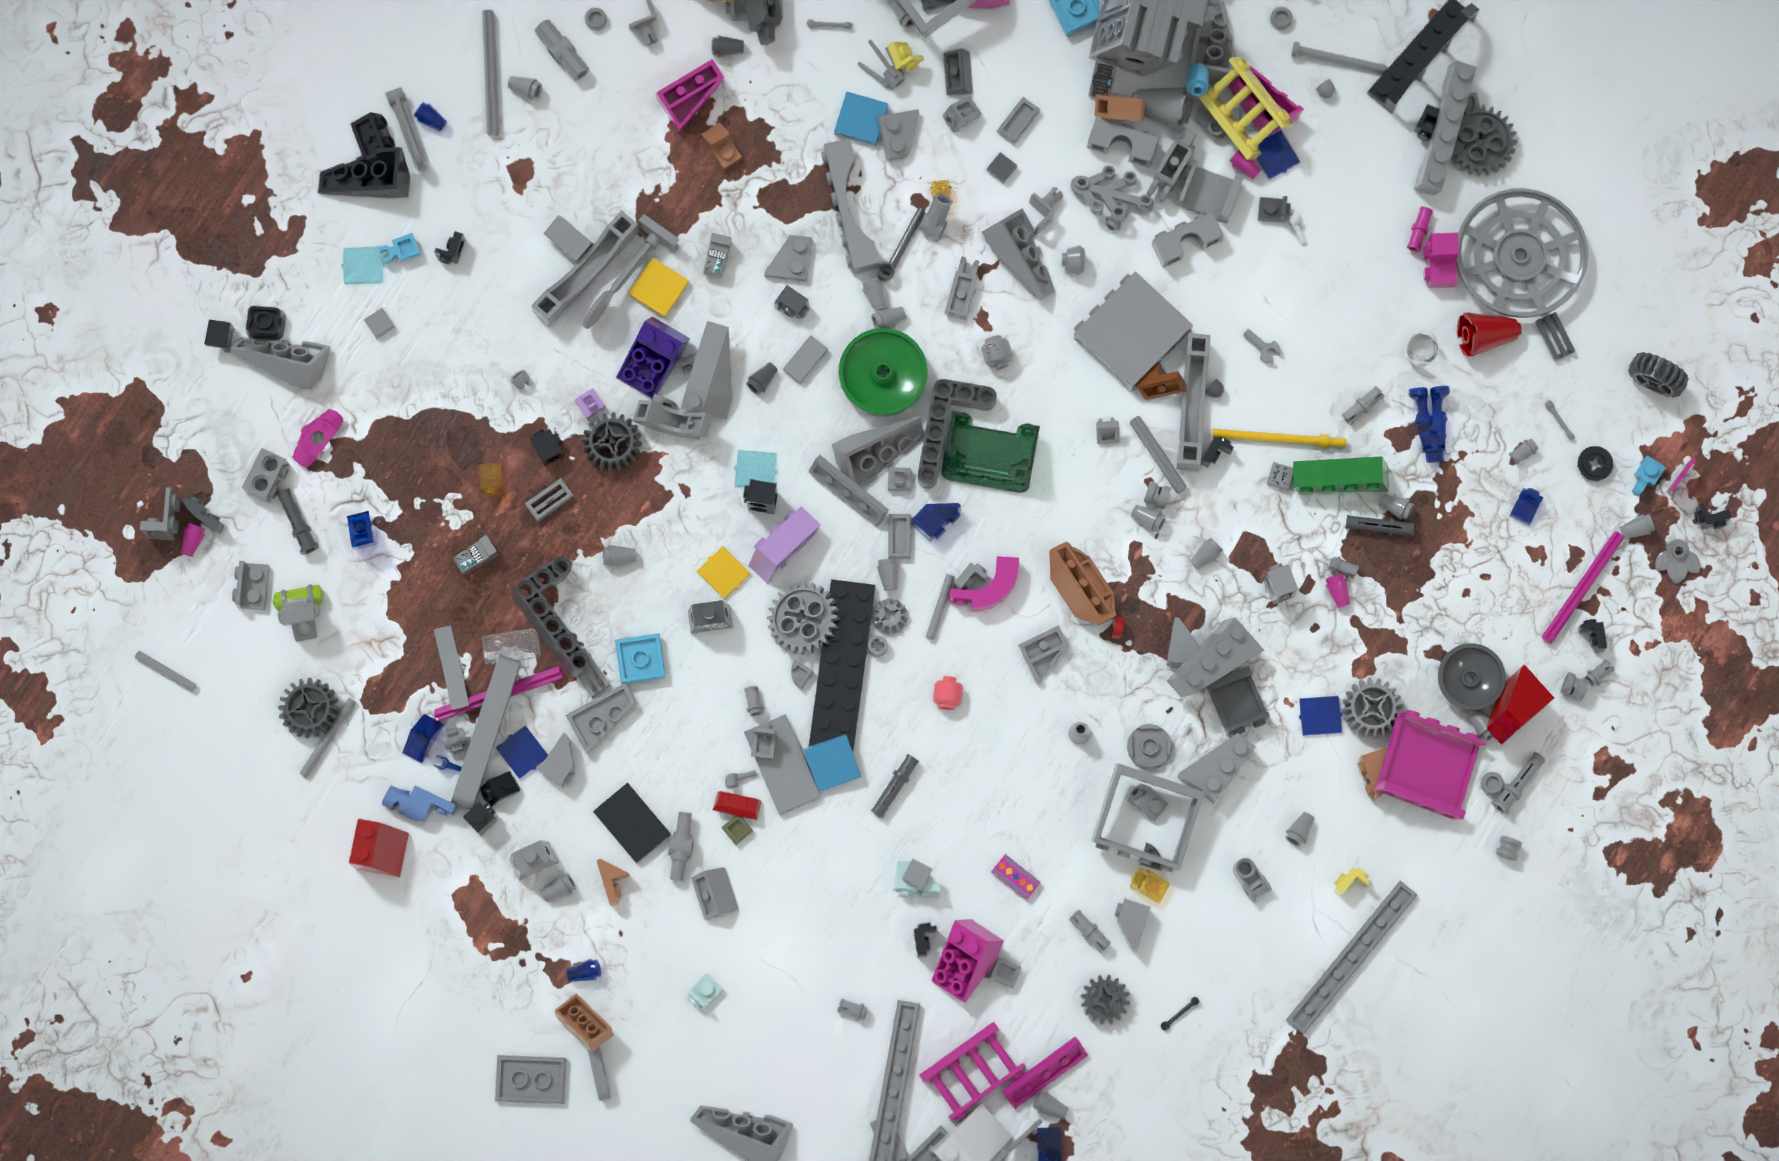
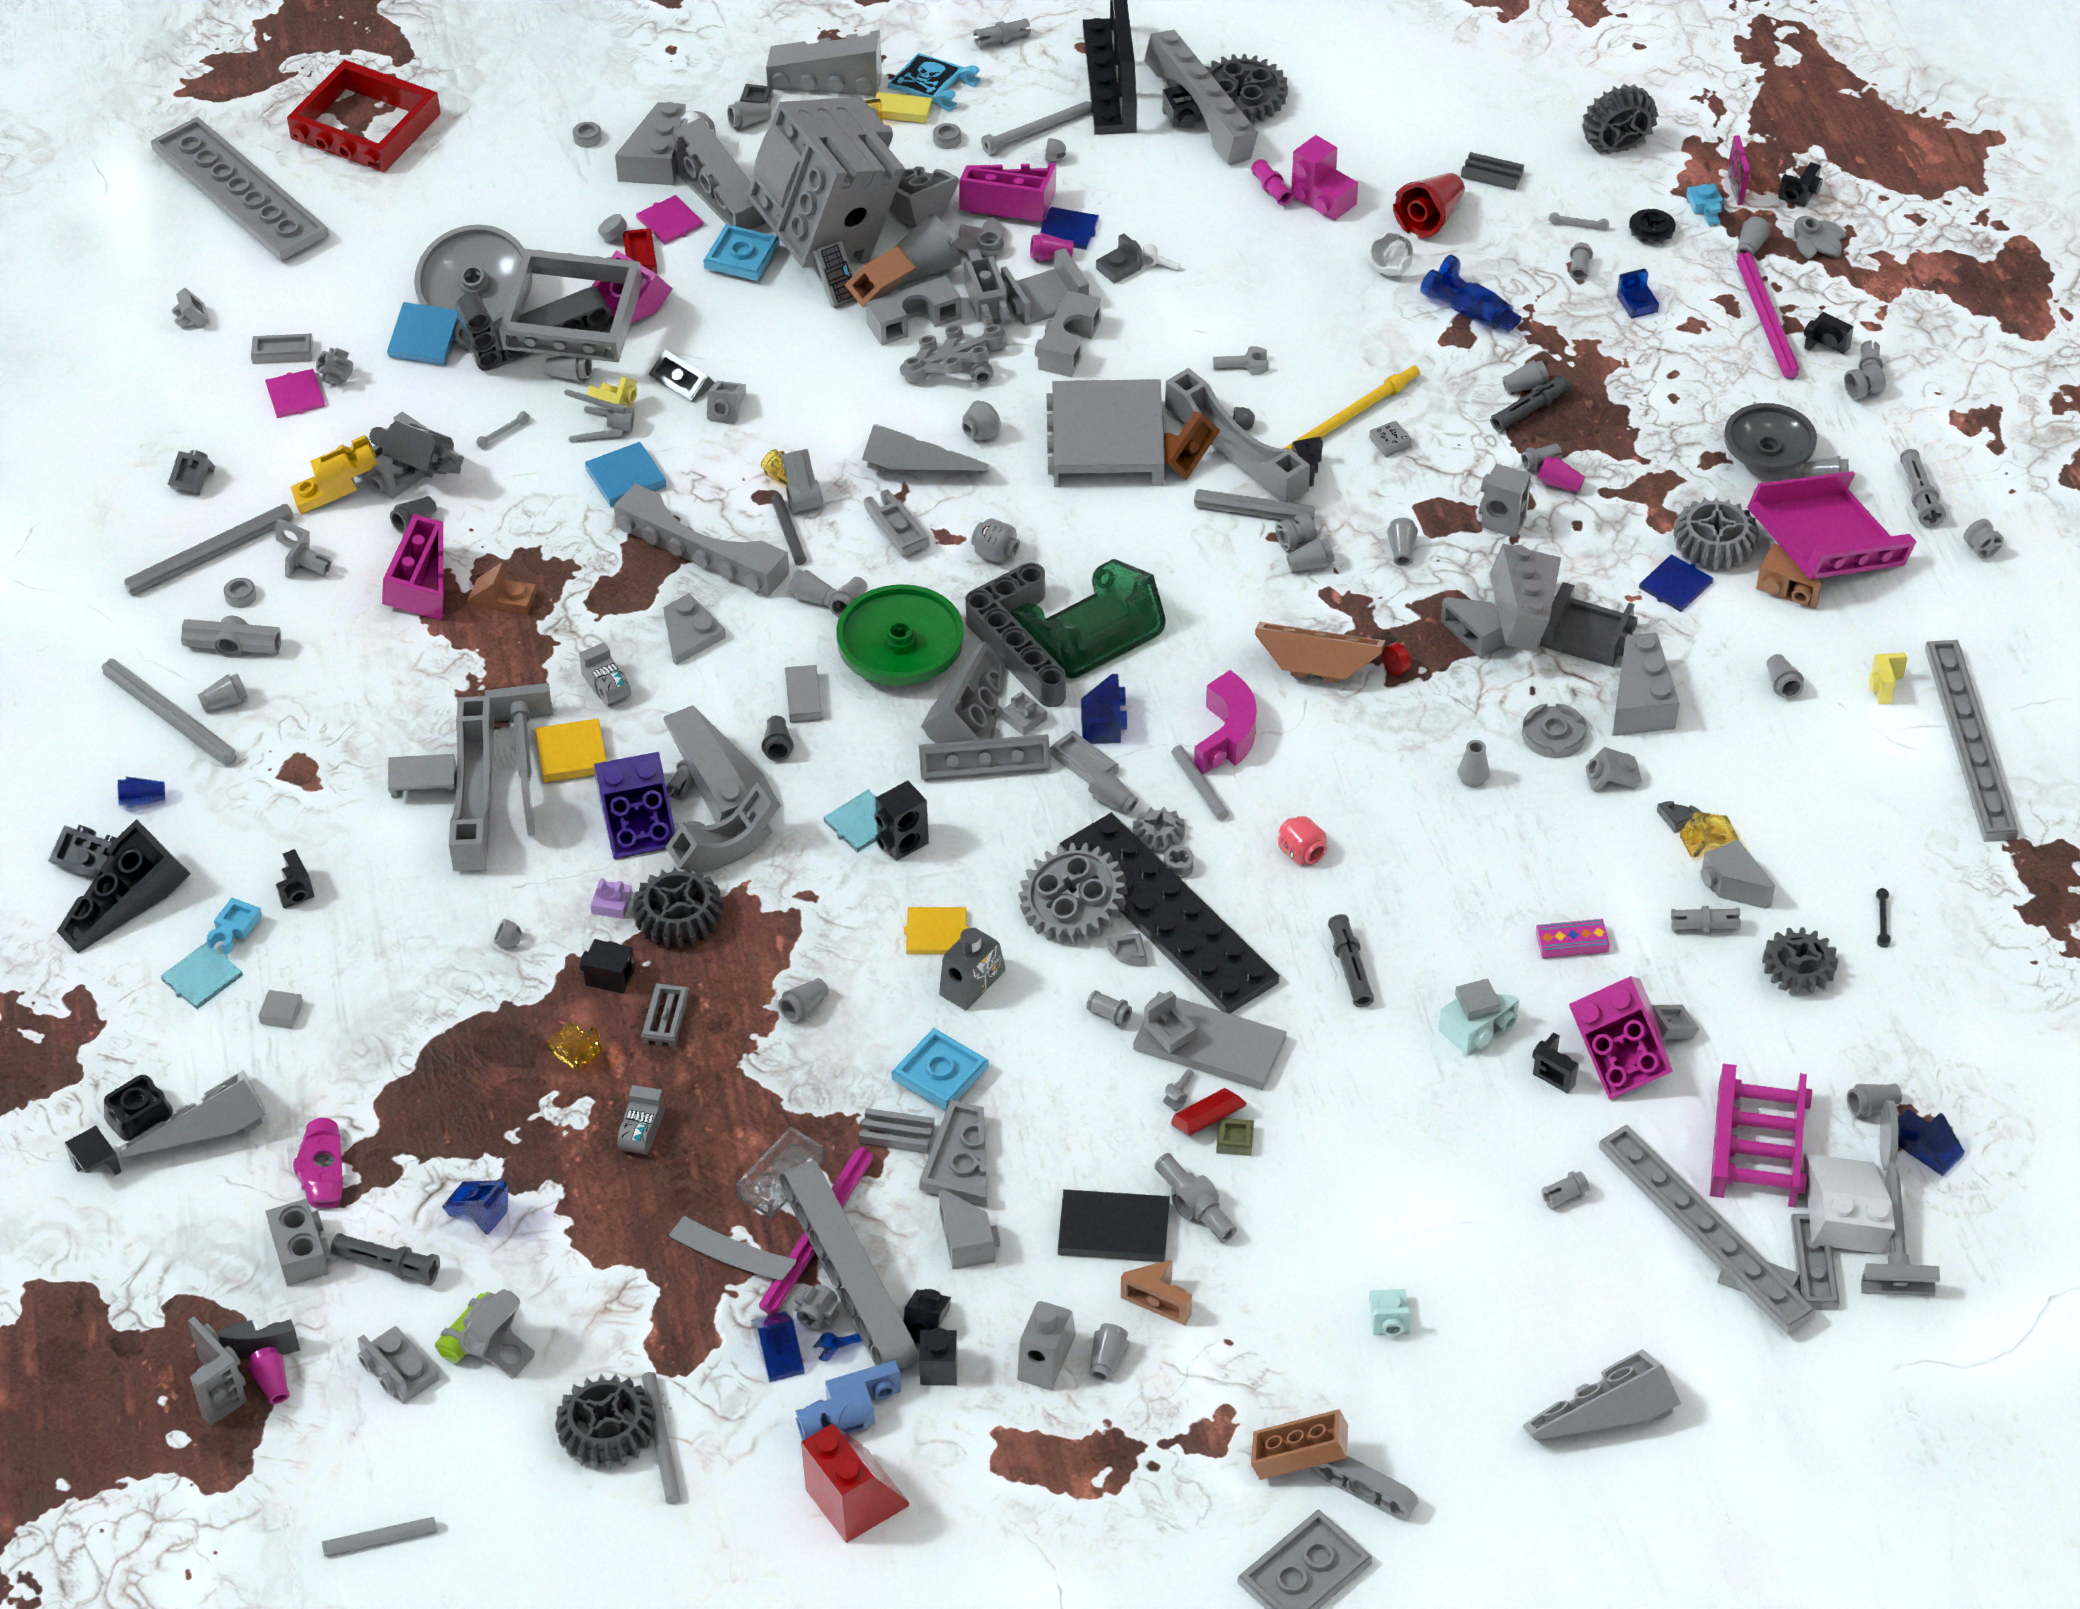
camera: 45 degrees left, 30 degrees down
(397, 100) = (83, 804): light grey piece -> none
(522, 752) = (909, 1263): clear blue piece -> none
(549, 616) = (800, 1105): dark grey beam -> none
(585, 971) = (1237, 1402): clear blue cone -> none
(714, 893) = (1283, 1213): light grey panel -> none
(783, 543) = (972, 851): lavender wedge -> none
(792, 303) = (734, 654): dark grey brick -> none
(832, 762) = (1262, 987): dark azure tile -> none
(887, 269) = (801, 561): dark grey hinge -> none
(897, 133) = (678, 456): light grey wing -> none
(966, 579) = (1200, 725): light grey bracket -> none
(1001, 167) = (817, 412): dark grey tile -> none
(1018, 120) = (789, 369): light grey tile -> none
(1043, 651) = (1351, 735): light grey wing -> none
(1044, 207) = (897, 406): light grey bracket -> none
(1044, 1072) = (1829, 1073): dark pink plate -> none
(1107, 431) = (1183, 521): light grey tile -> none
(1144, 857) = (1622, 723): light grey window -> none
(1197, 79) = (932, 199): medium azure brick -> none
(1223, 112) = (1012, 220): light yellow fence -> none
(1251, 880) = (1791, 747): light grey piece -> none
(1341, 475) = (1448, 385): green wedge -> none
(1363, 405) = (1394, 332): light grey pin -> none
(1491, 783) = (1897, 510): light grey tile -> none
(1519, 703) = (1841, 416): red slope -> none
(1527, 242) = (1404, 135): light grey dish -> none

